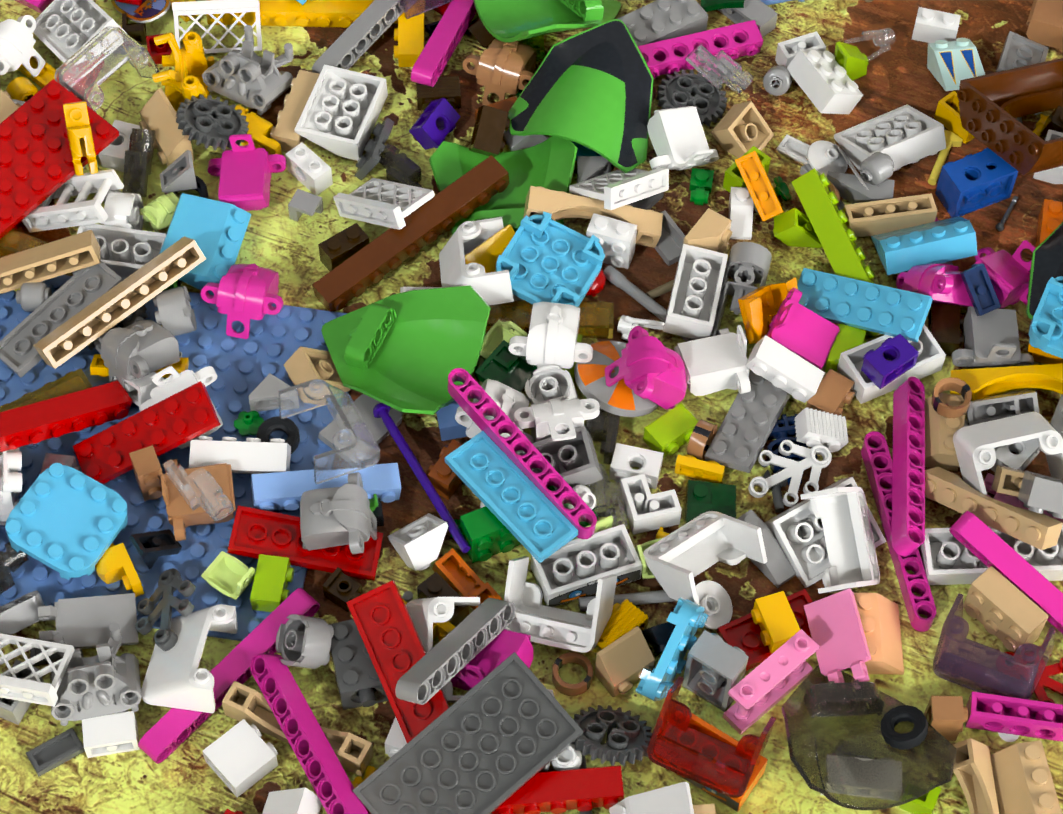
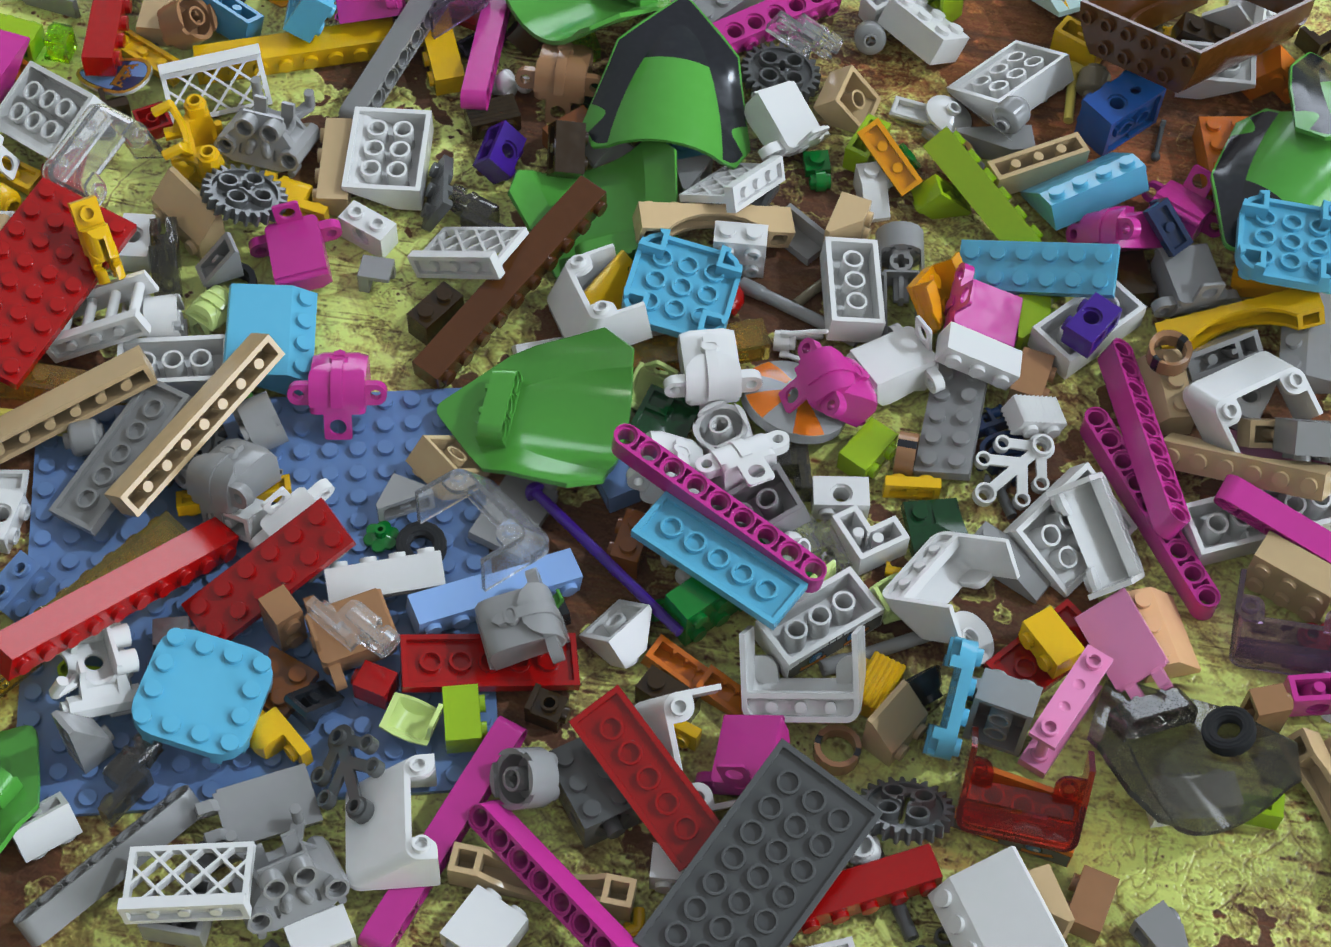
camera: 15 degrees left, 0 degrees up
(140, 519) = (288, 676): none -> dark orange wing
(208, 541) = (374, 684): none -> red brick
(455, 68) = (506, 84): none -> white animal
(455, 651) = (709, 752): light grey beam -> none
(960, 148) = (1091, 79): none -> dark tan head

